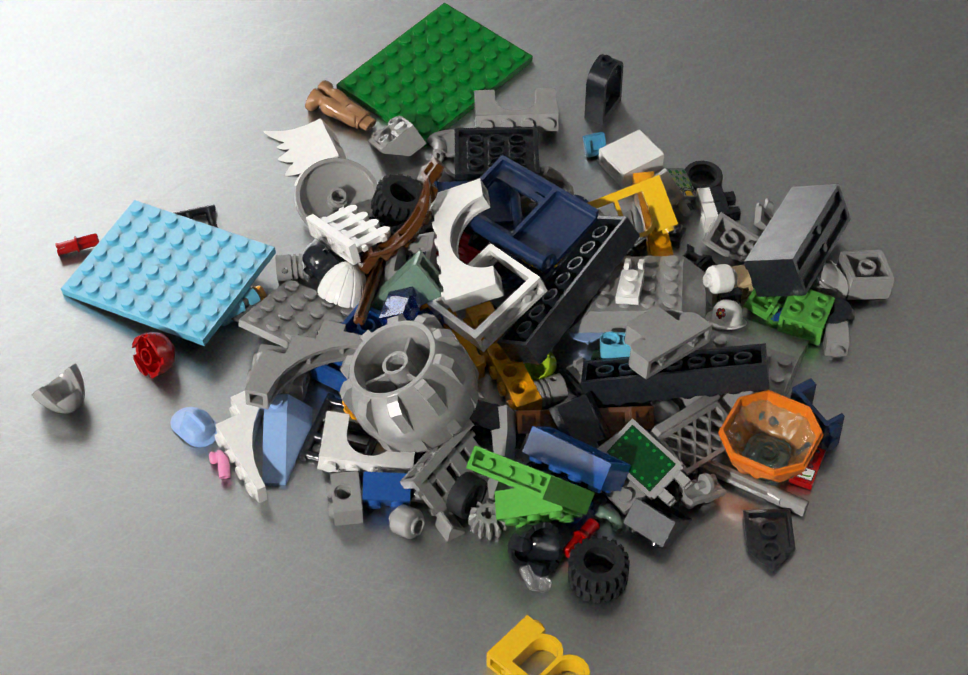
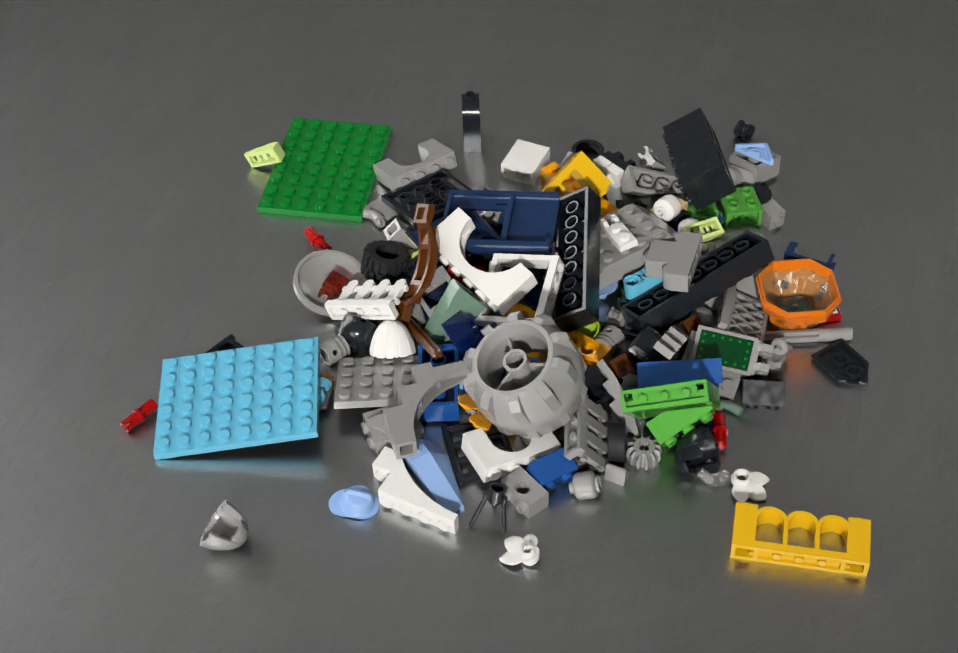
camera: 30 degrees left, 5 degrees down
(153, 353) = (278, 464): red cylinder -> none
(223, 463) = (401, 516): bright pink arm -> none
(301, 551) = (521, 550): none -> white plate
(307, 146) = (273, 259): white piece -> none
(307, 487) = (495, 496): none -> black plant
(333, 200) = (333, 285): none -> clear red plate
(339, 106) = (274, 221): medium nougat piece -> none
(364, 147) = (317, 240): none -> red axle
(385, 32) = (275, 151): none -> yellowish green slope
(397, 138) = (341, 221): light grey slope -> none
(562, 610) = (748, 485): none -> white plate
(591, 422) = (671, 342): none -> light grey slope
(593, 143) = (490, 164): dark azure tile -> none
(598, 585) = (757, 432): black tyre -> none
(751, 317) = (715, 225): none -> yellowish green slope
(870, 261) = (757, 151): none -> light blue tile
(892, 230) = (744, 130): none -> black wheel

